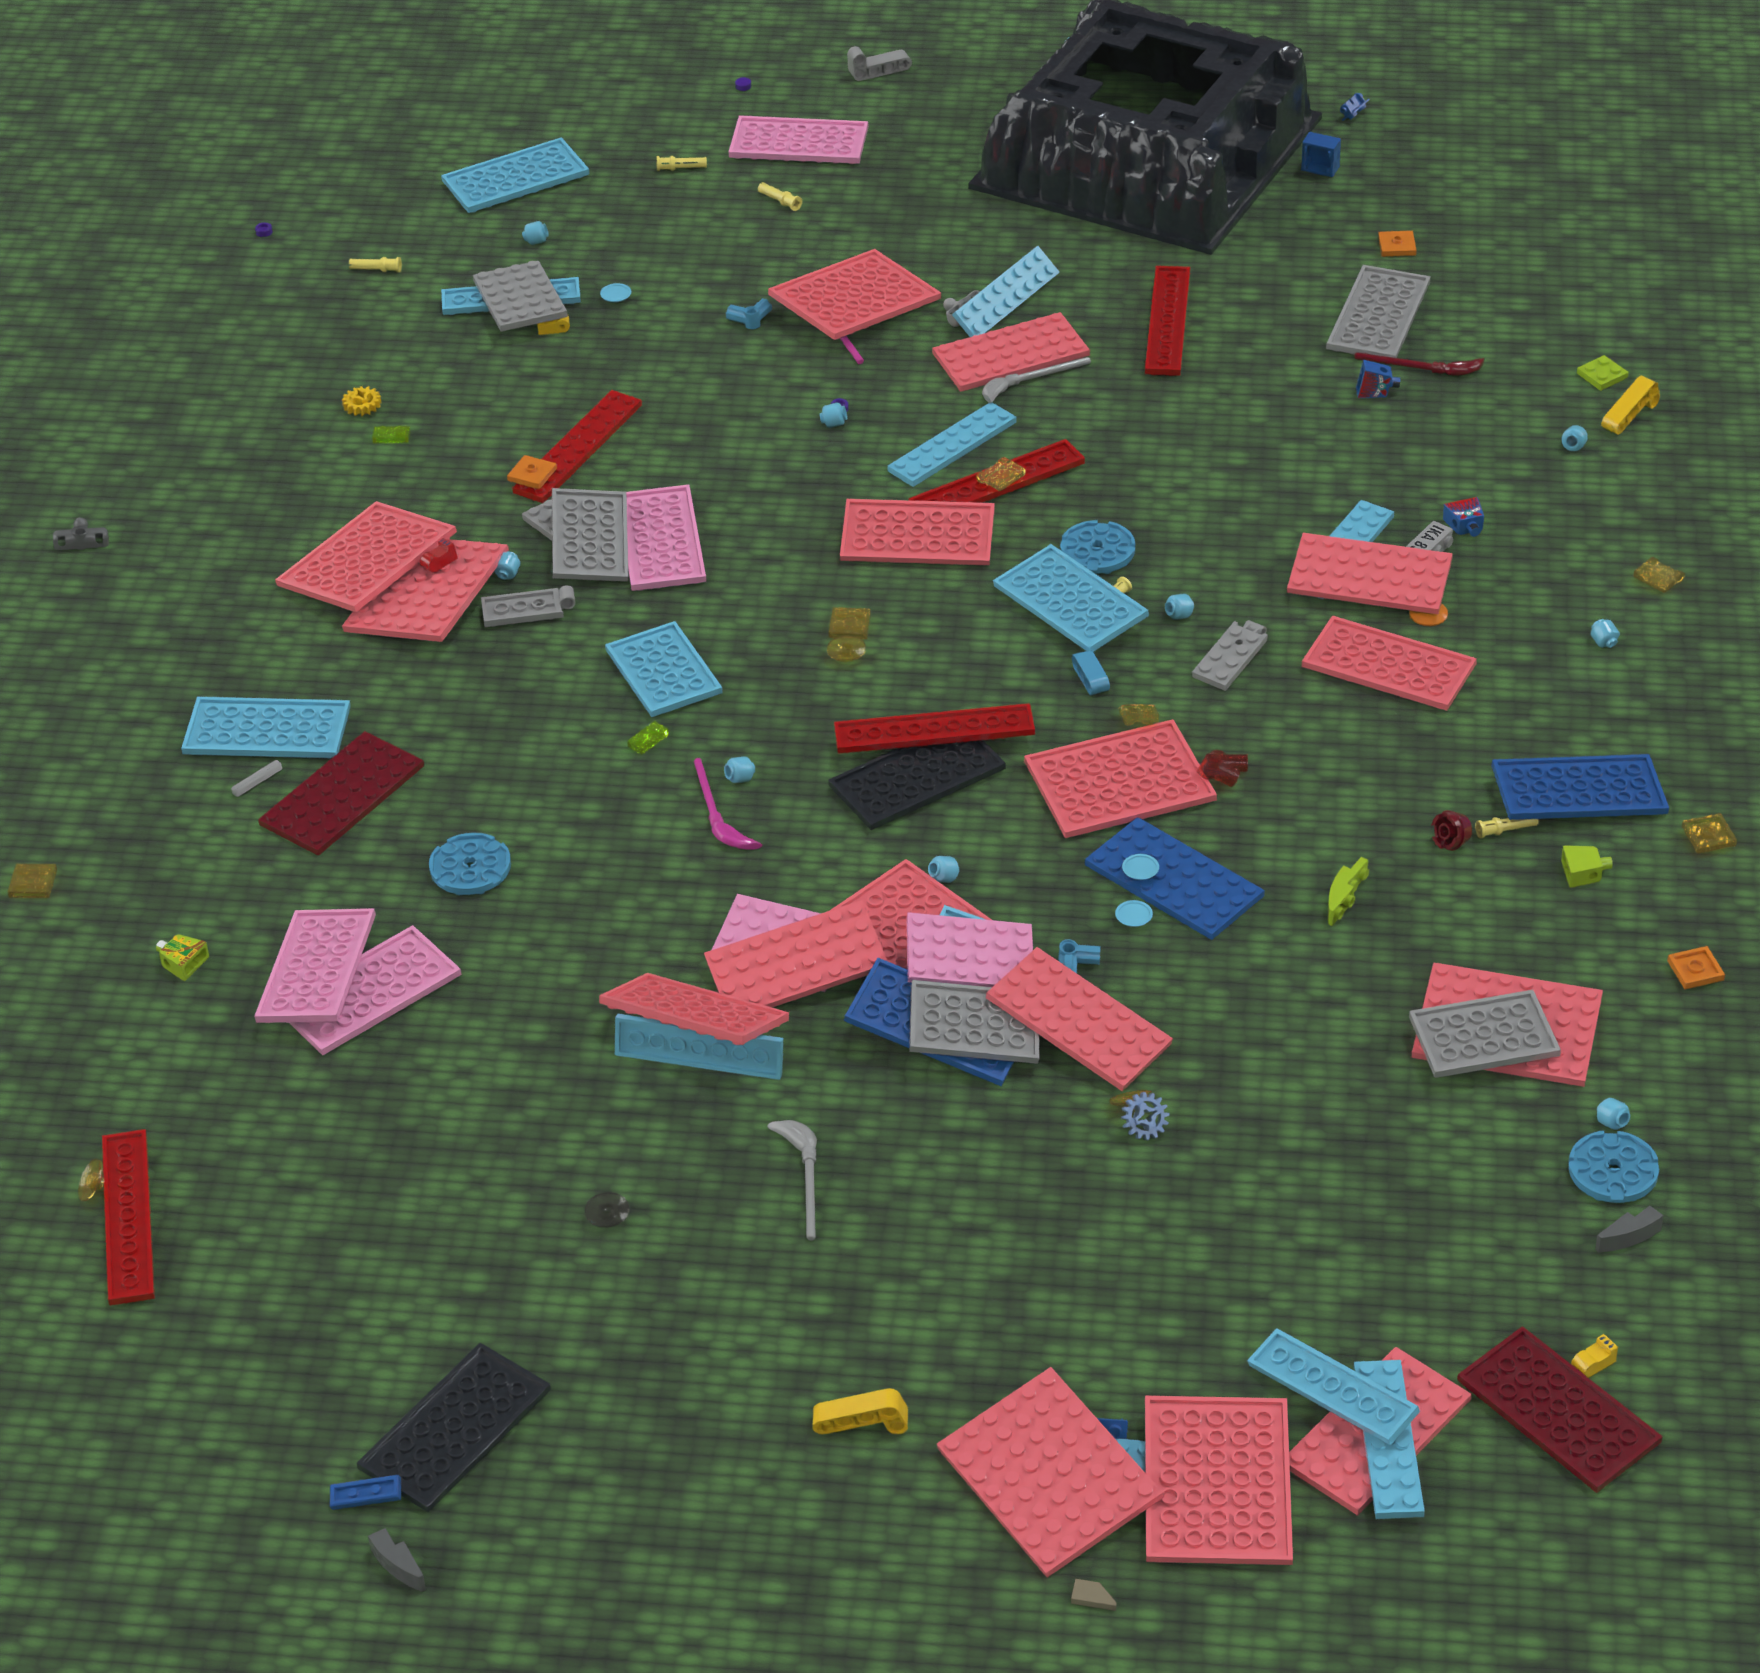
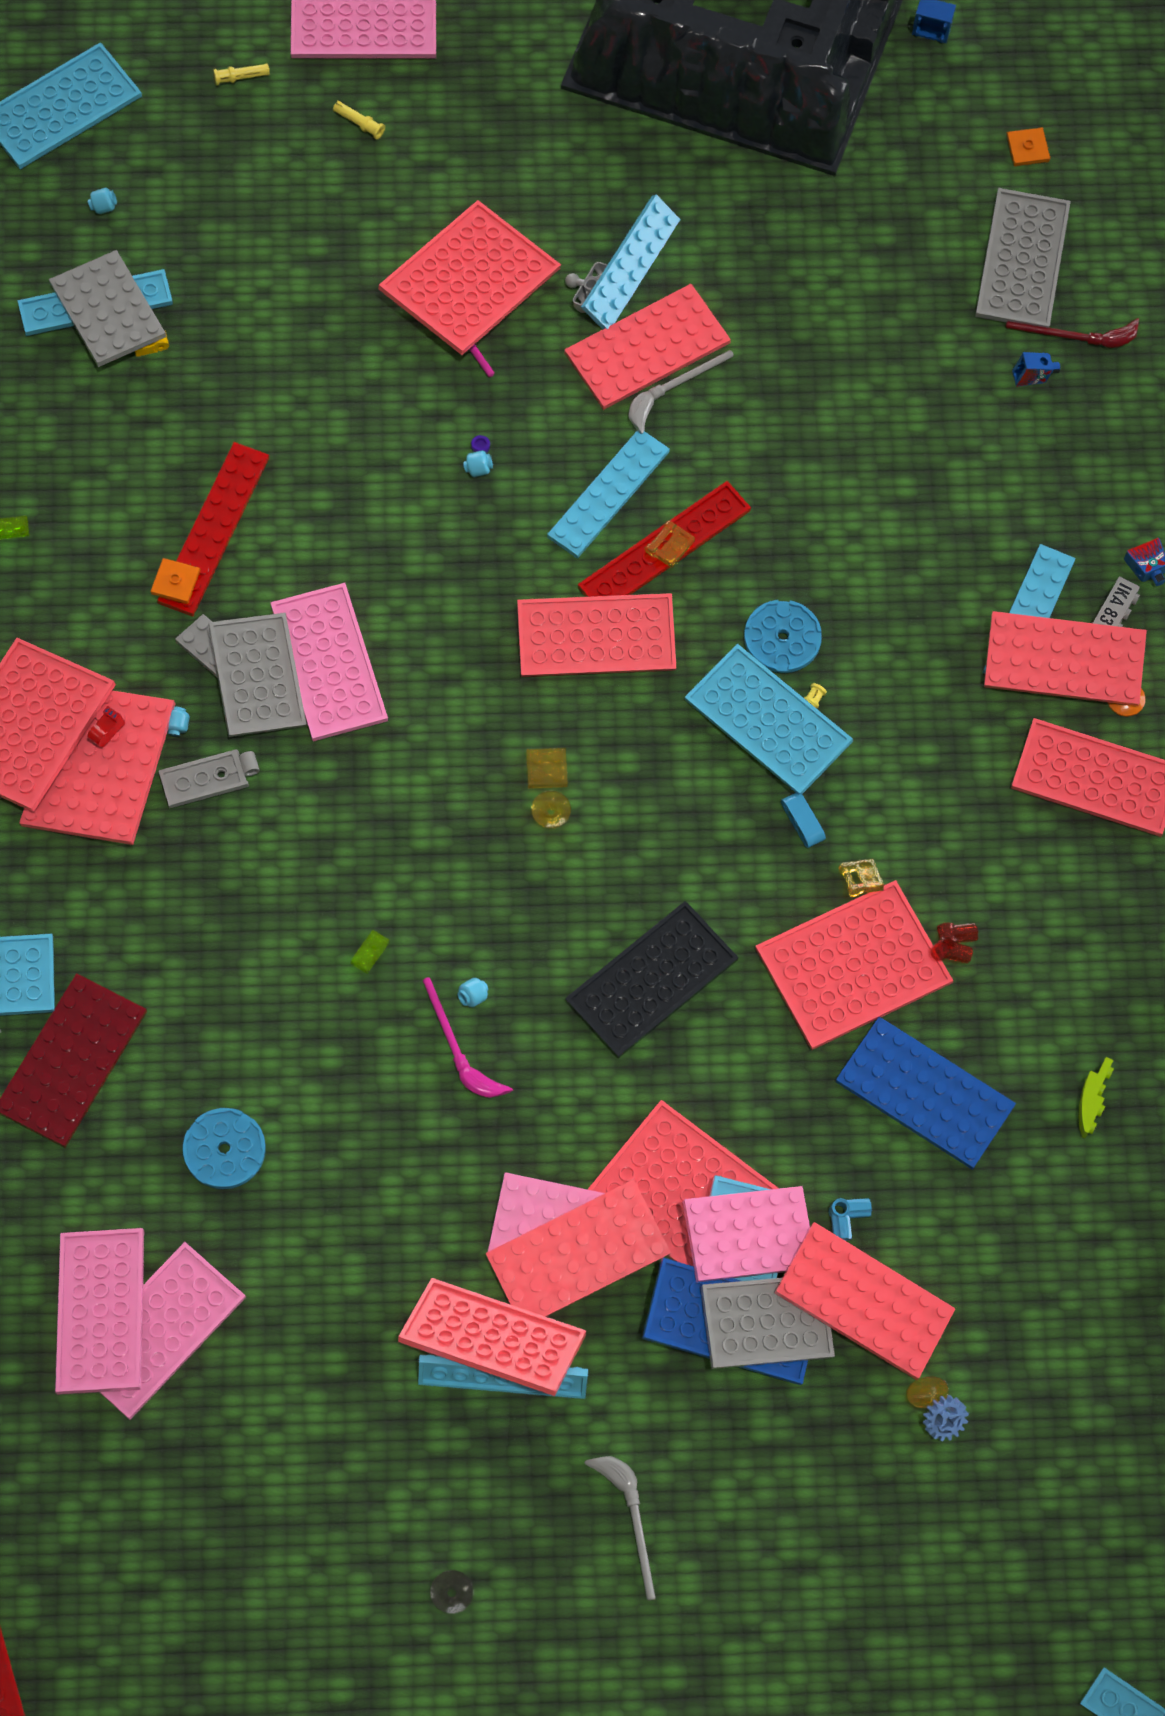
camera: 15 degrees left, 25 degrees up
(615, 292) = (209, 288): medium azure piece -> none
(663, 669) = (368, 854): medium azure plate -> none
(750, 315) = (362, 316): dark azure piece -> none
(934, 728) = (661, 921): red plate -> none
(943, 869) = (700, 1110): medium azure head -> none
(1134, 913) = (894, 1148): medium azure piece -> none
(1140, 866) = (895, 1092): medium azure piece -> none
(1167, 320) = (805, 287): red plate -> none
(1179, 606) = (879, 718): medium azure head -> none
(1227, 658) = (936, 785): light grey hinge -> none

